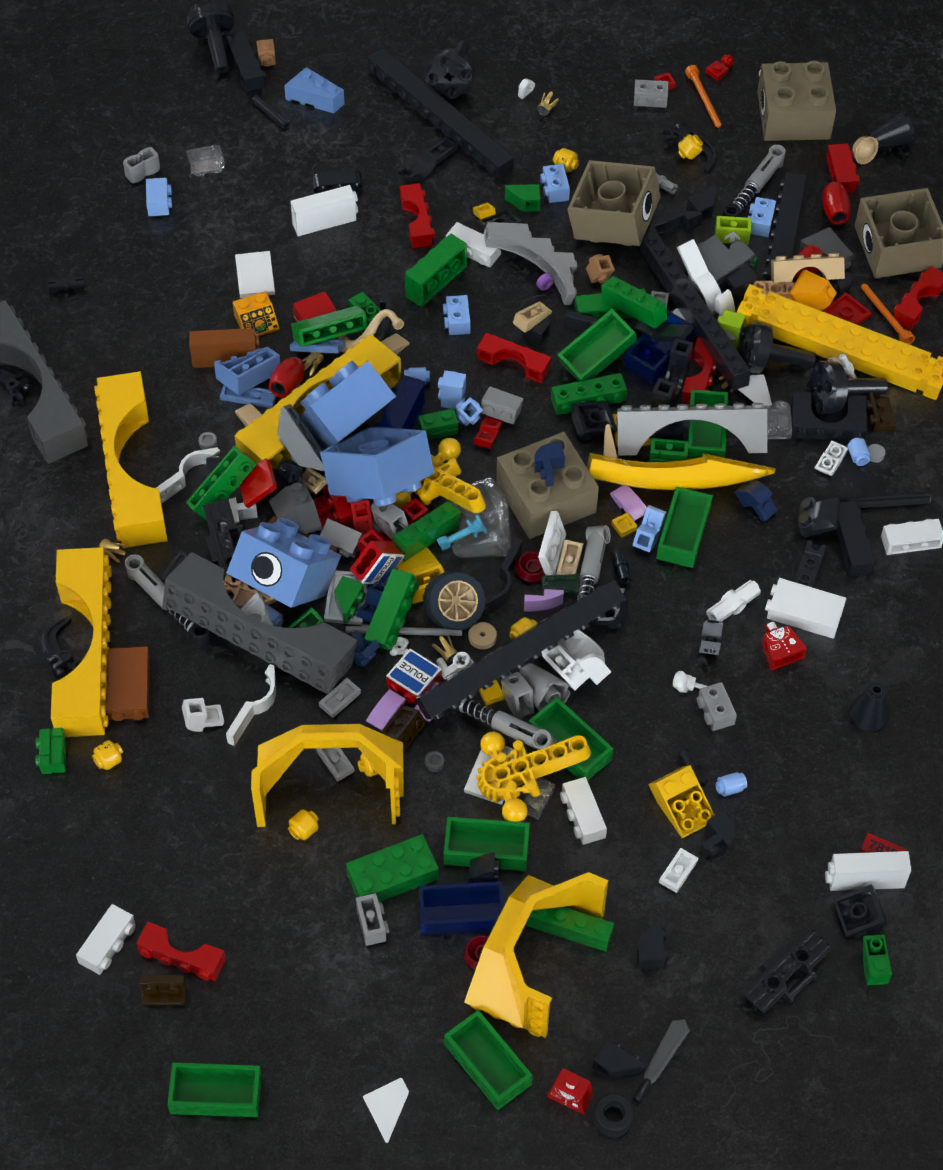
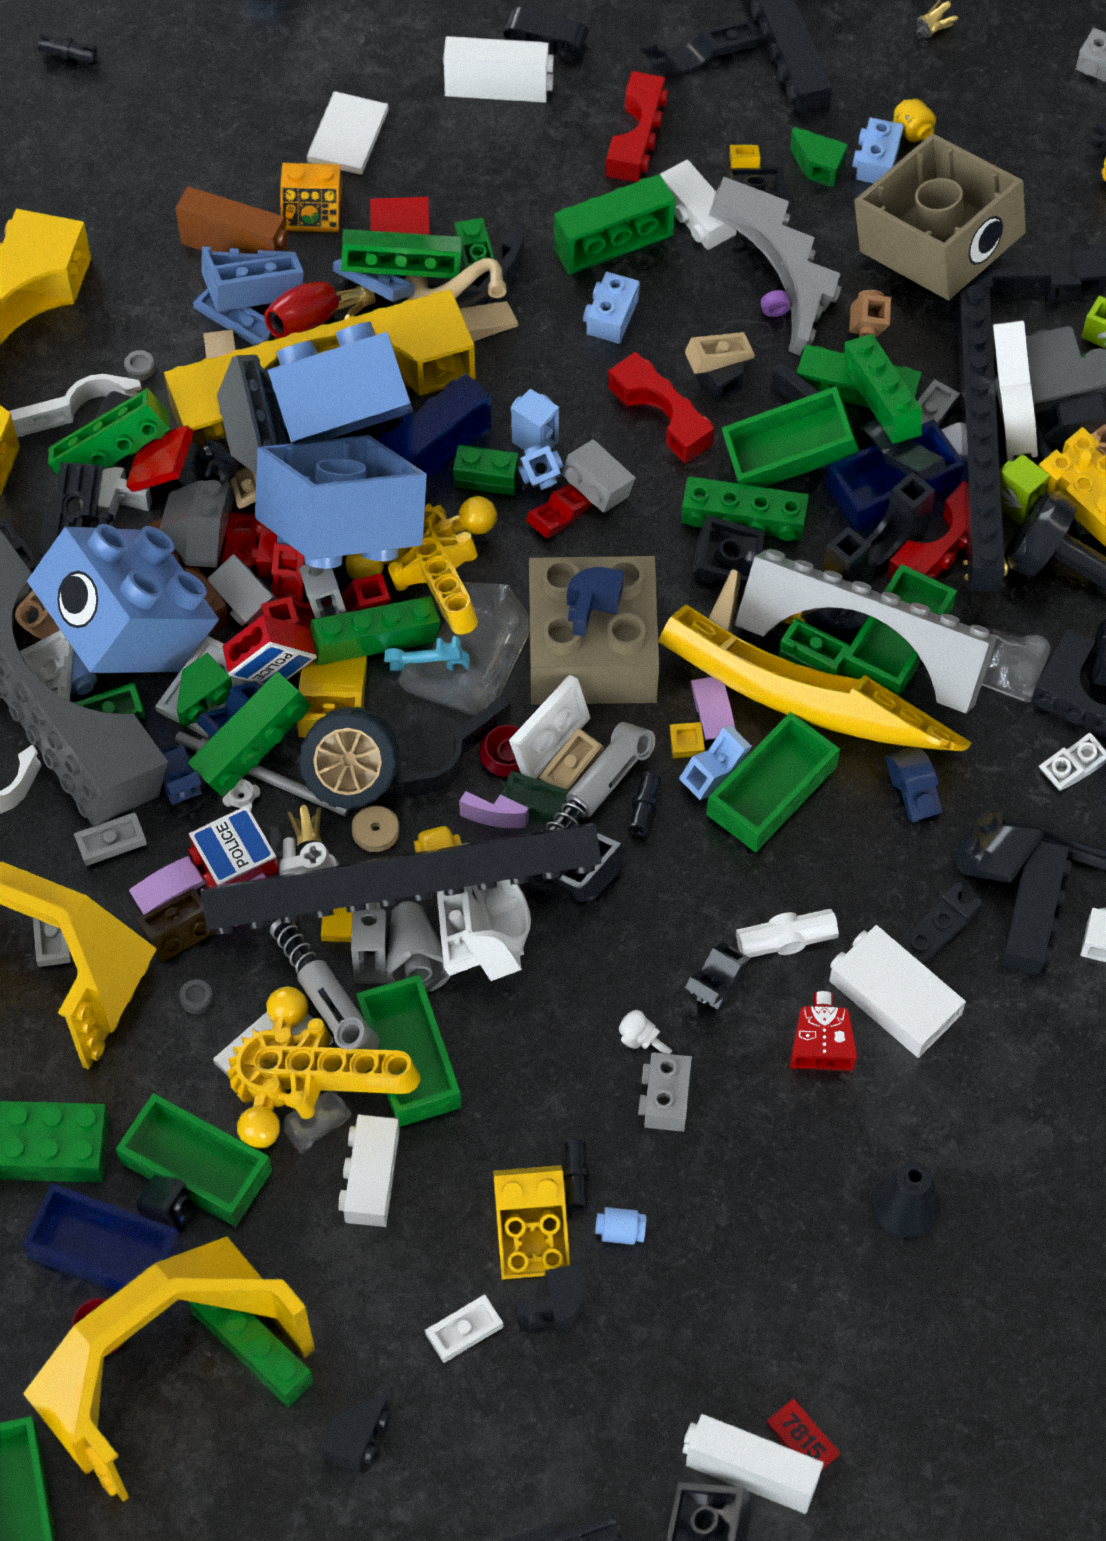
camera: 25 degrees right, 5 degrees up
(418, 373) = (498, 381): light blue brick -> none
(666, 184) = (1048, 208): light grey pin -> none
(724, 301) = (1032, 442): white slope -> none
(757, 390) = (1015, 603): white sticker -> none

